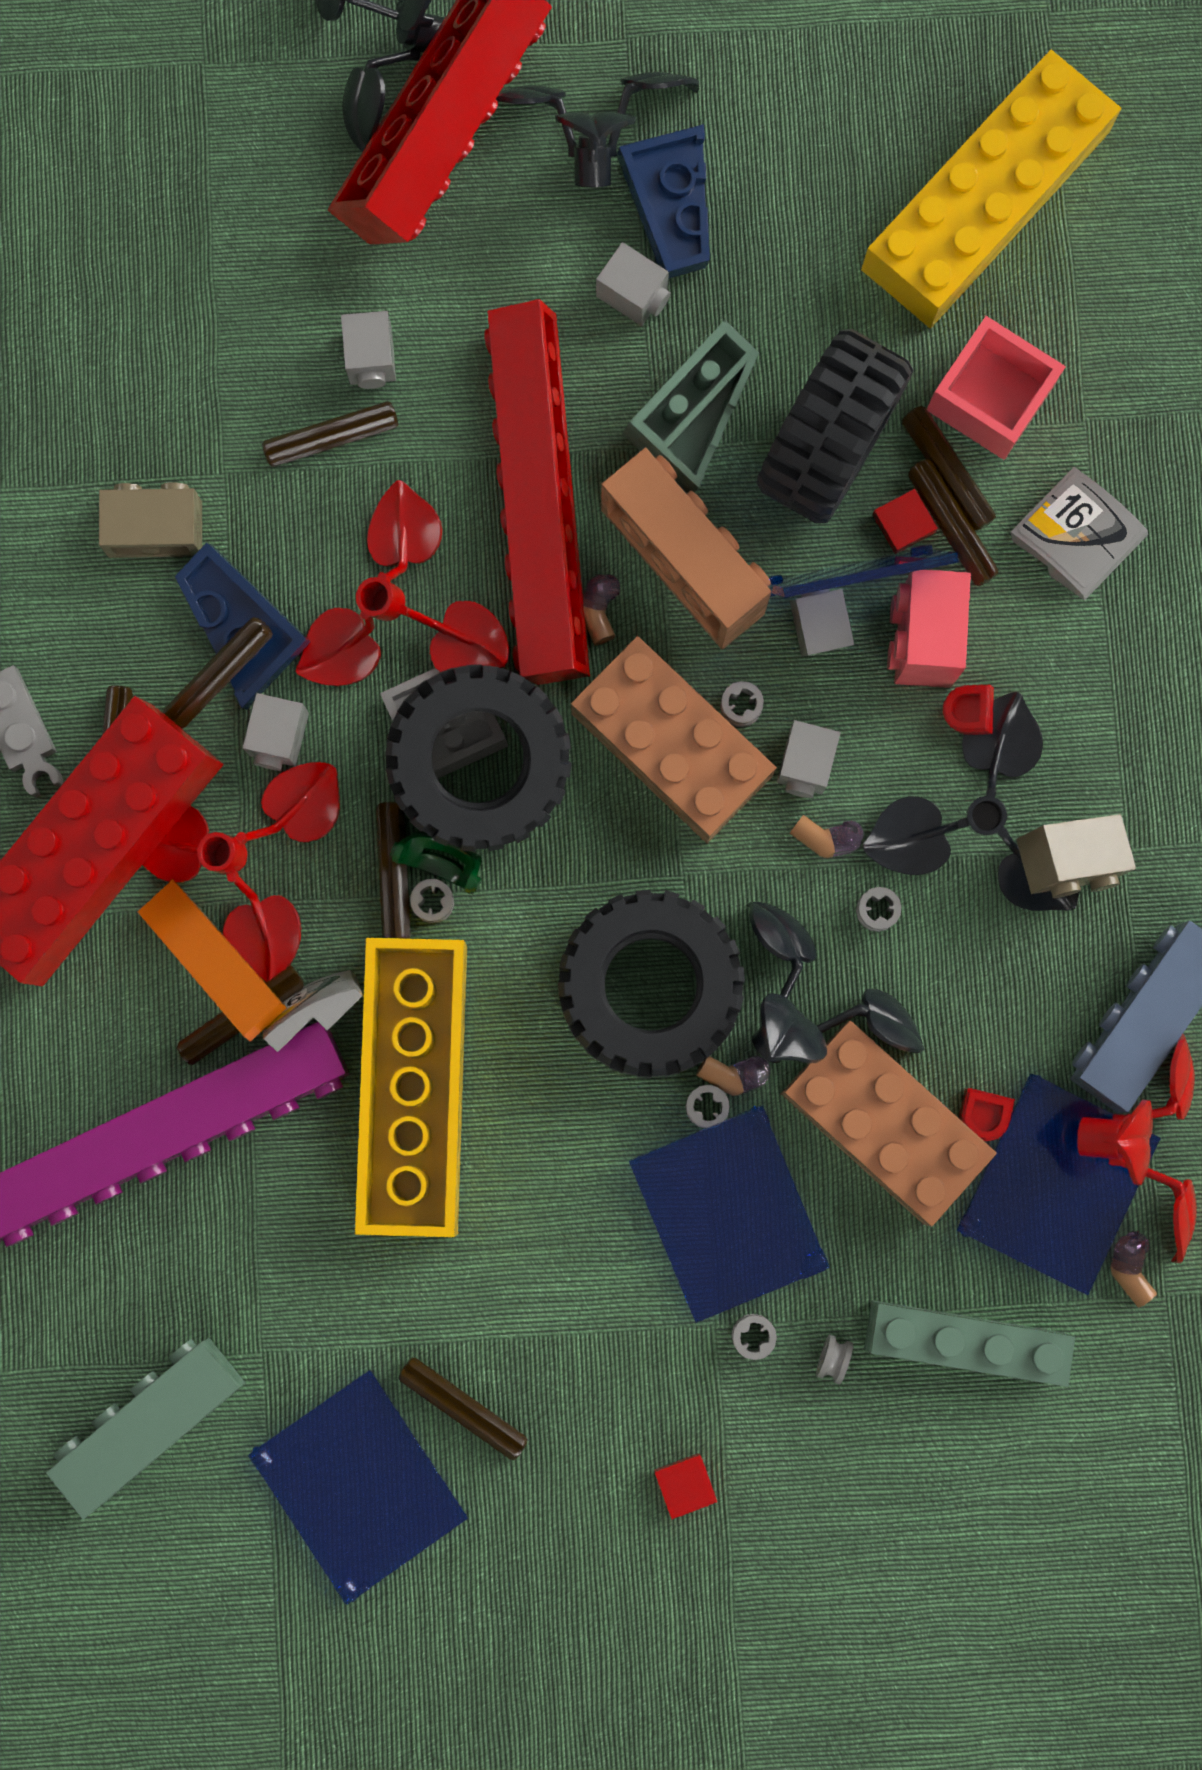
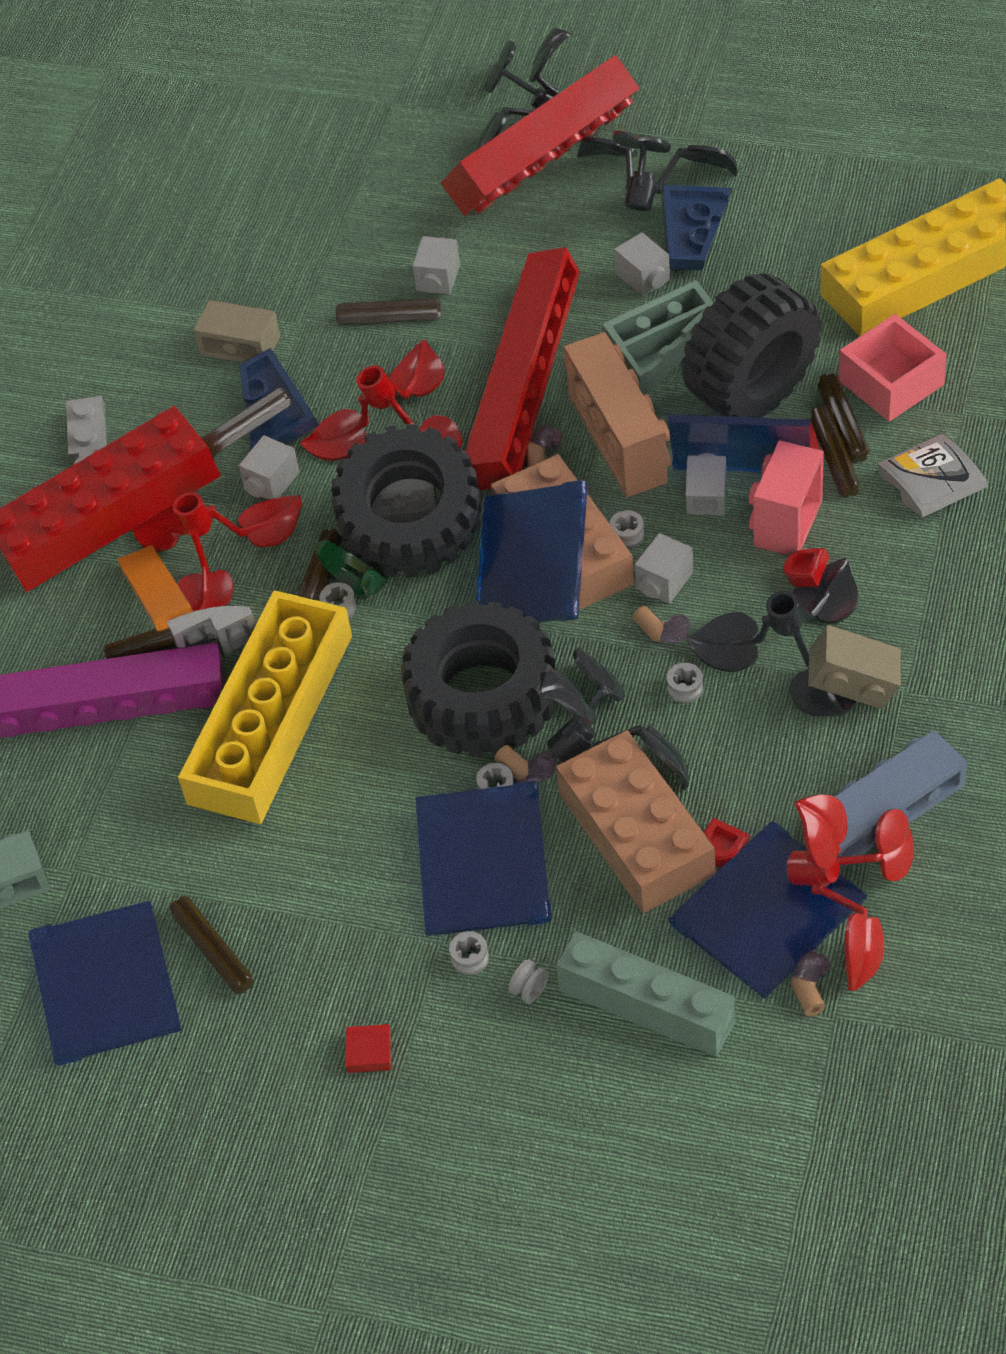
camera: 25 degrees right, 30 degrees down
(657, 800) = (534, 551): none -> clear blue piece

